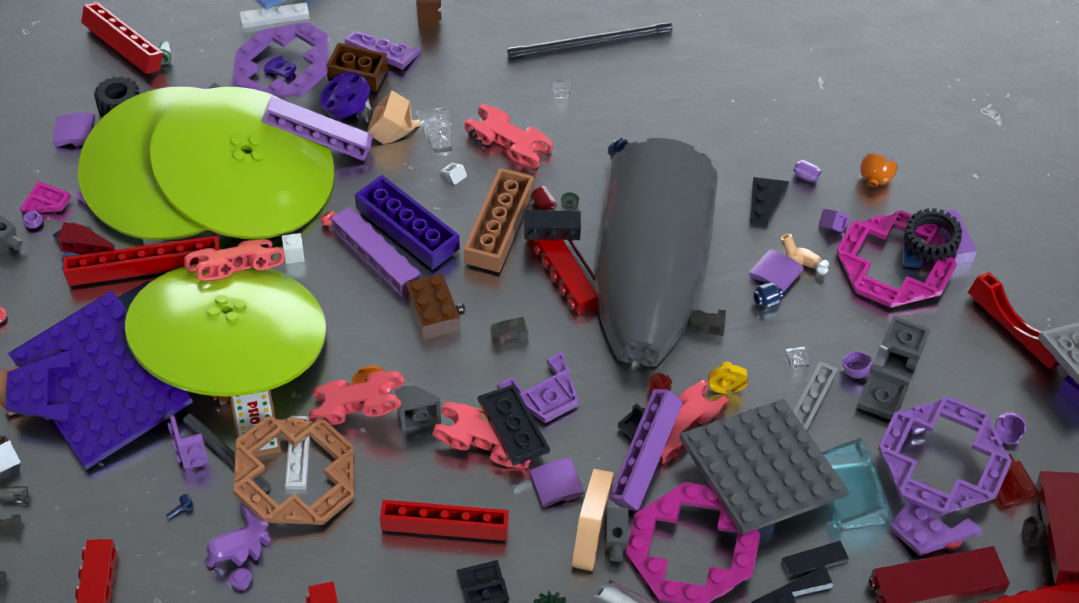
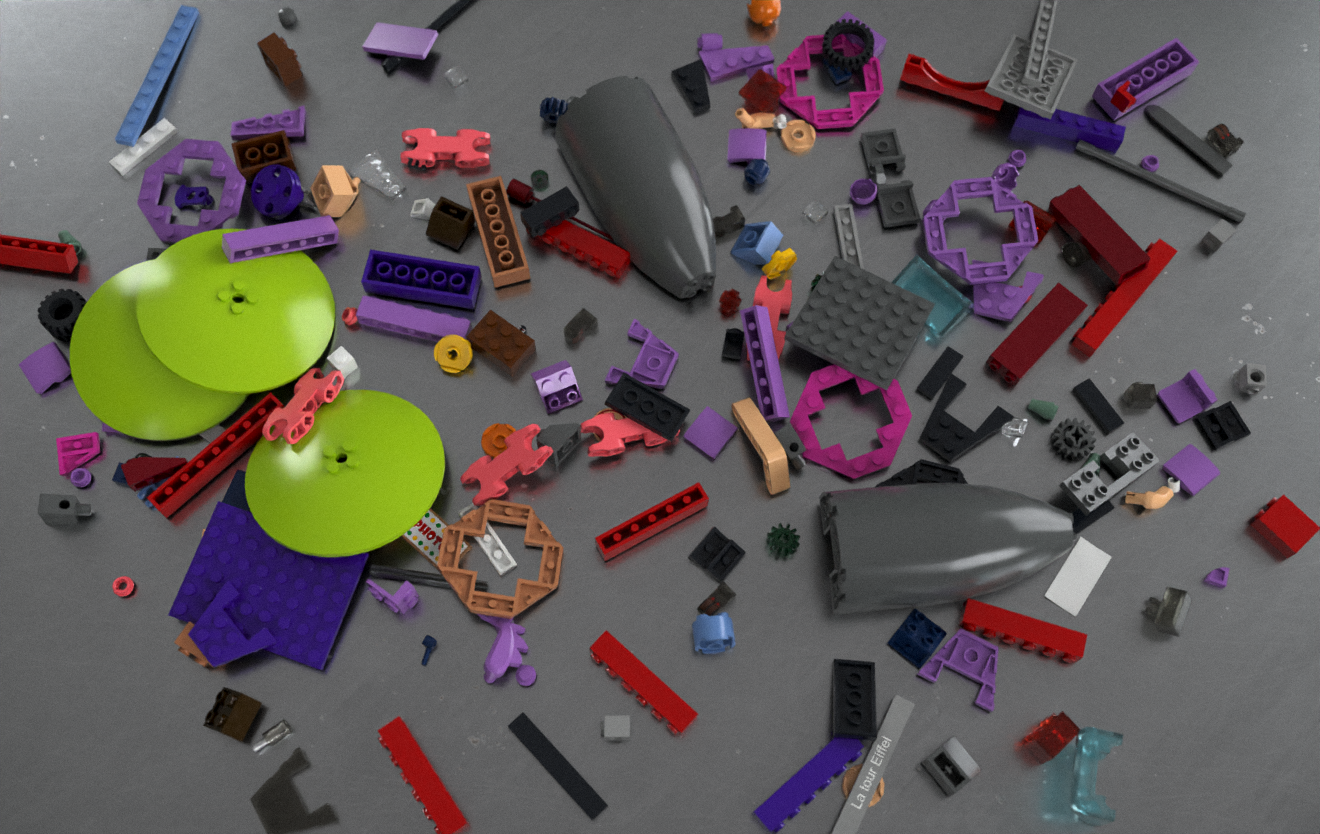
camera: 35 degrees left, 15 degrees up
(395, 287) = (445, 359): none -> yellow plate
(451, 367) = (556, 386): none -> medium lavender slope
(464, 192) = (450, 223): none -> dark brown slope
(535, 38) = (400, 40): none -> medium lavender tile
(723, 349) = (757, 242): none -> medium blue slope
(815, 197) = (732, 61): none -> medium lavender wing
(822, 233) = (763, 91): none -> clear red bracket
(829, 296) = (798, 144): none -> light nougat tile
(1037, 419) = (1017, 158): none -> medium lavender plate

